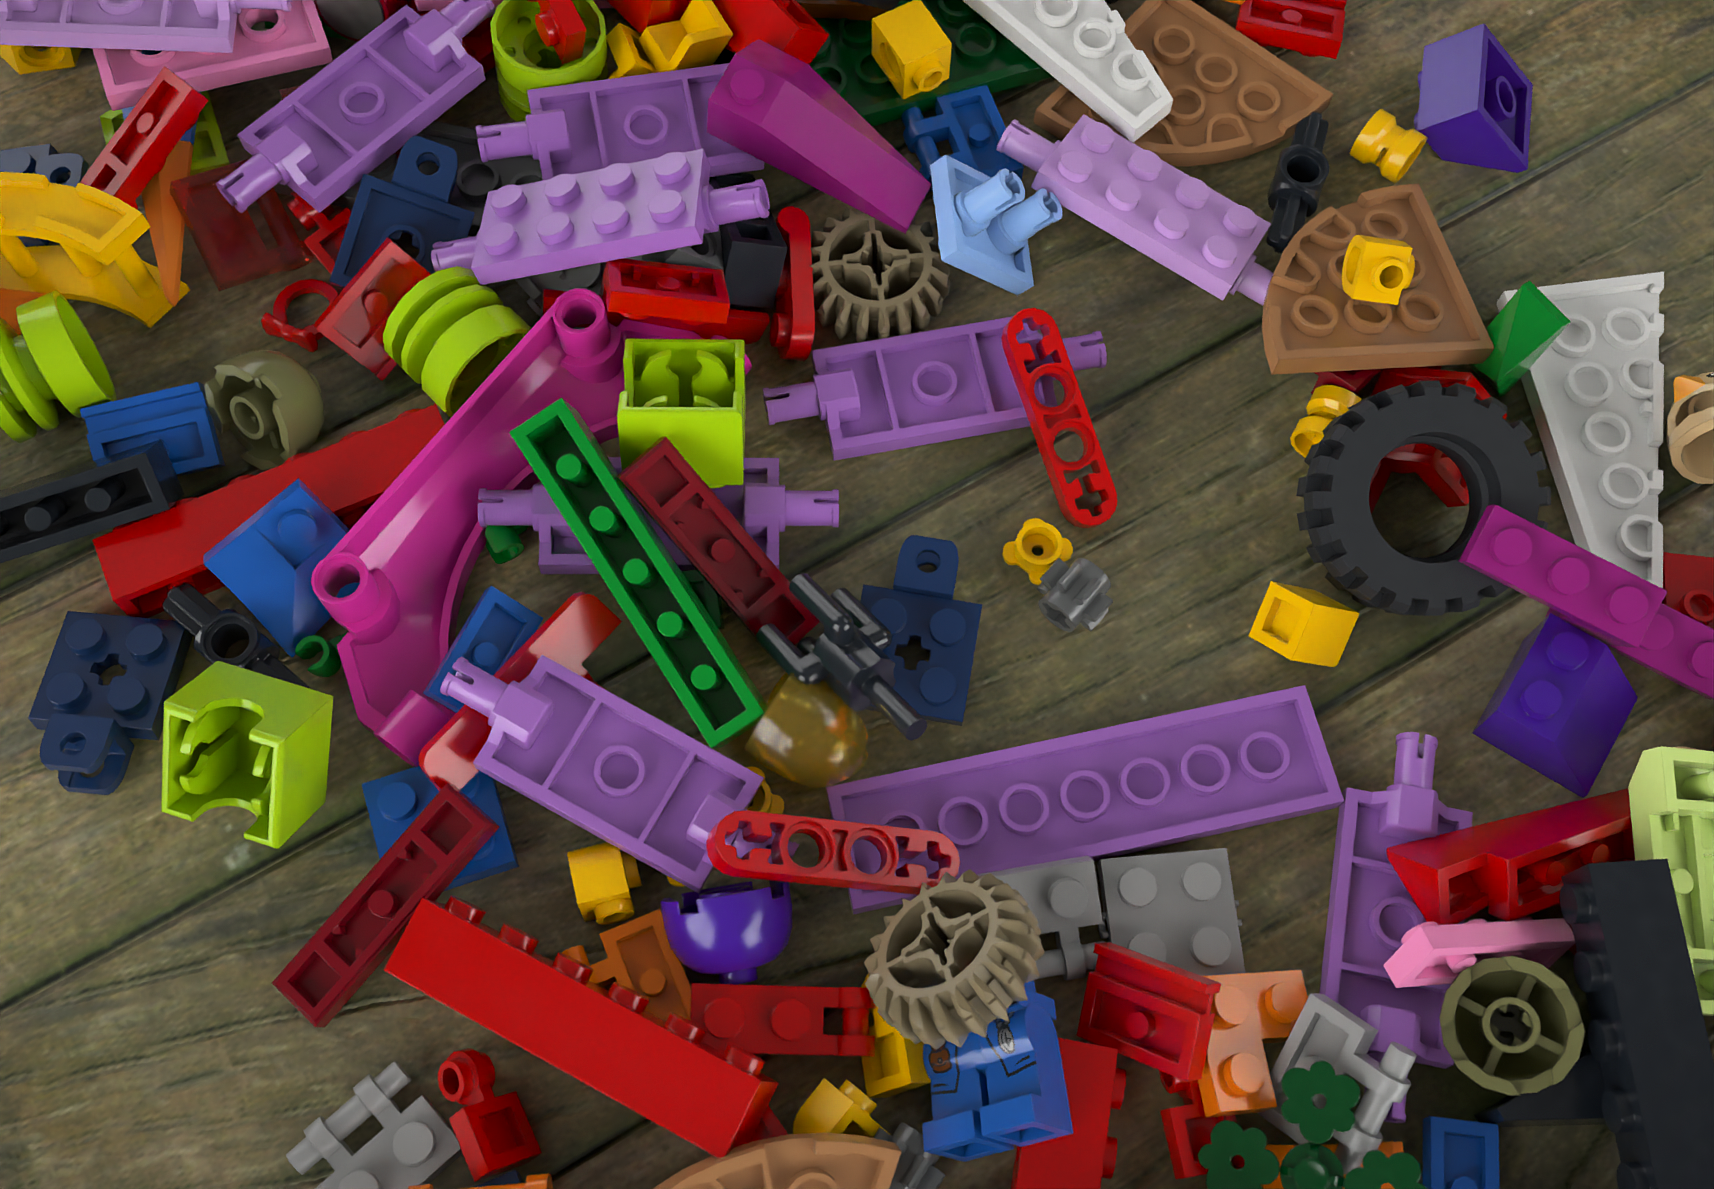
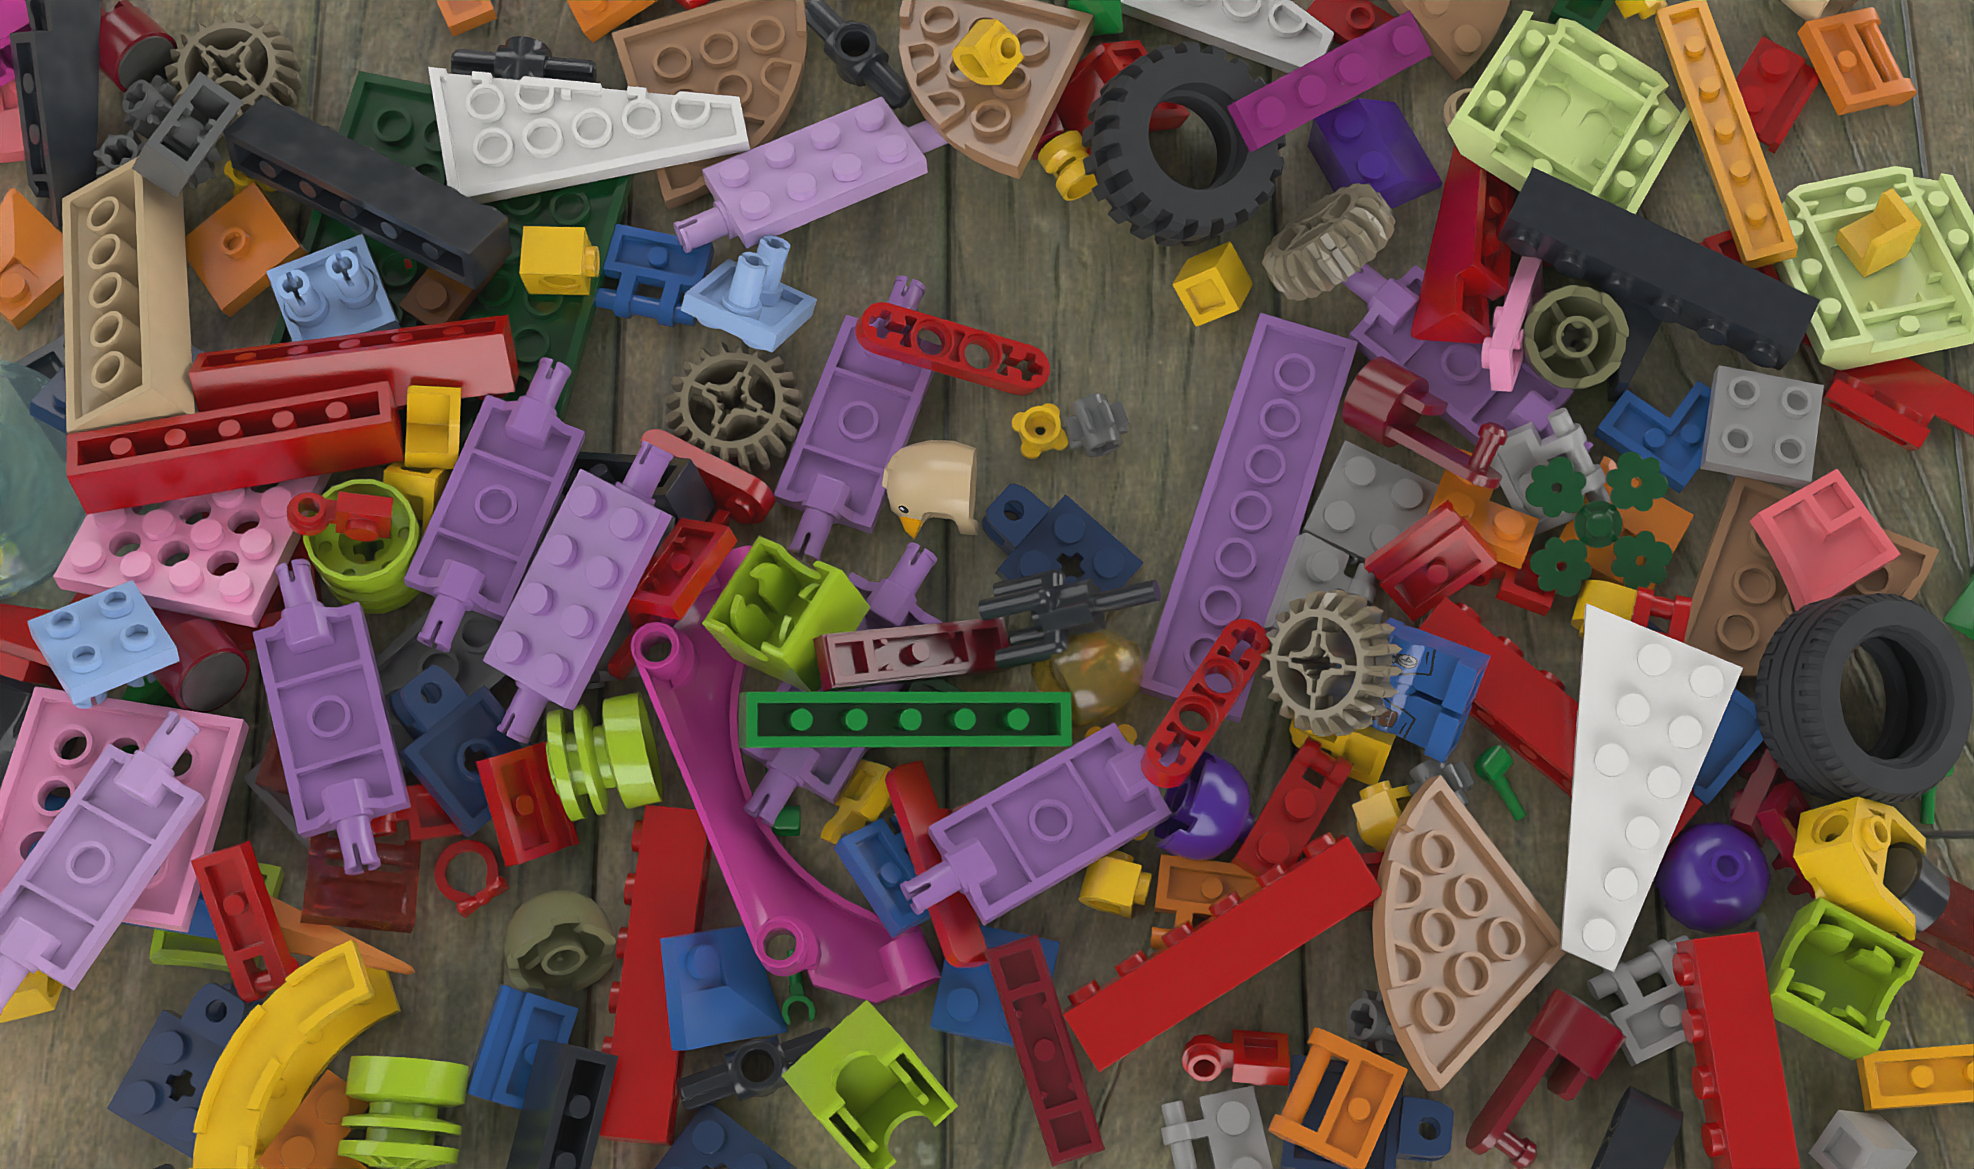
camera: 55 degrees left, 5 degrees up
(550, 590) = (859, 801): none -> yellow plate
(806, 129) = (592, 382): magenta wedge -> none
(915, 480) = (932, 482): none -> tan piece
(1293, 870) = (1388, 403): none -> dark red piece
(1426, 703) = (1329, 242): none -> dark tan gear

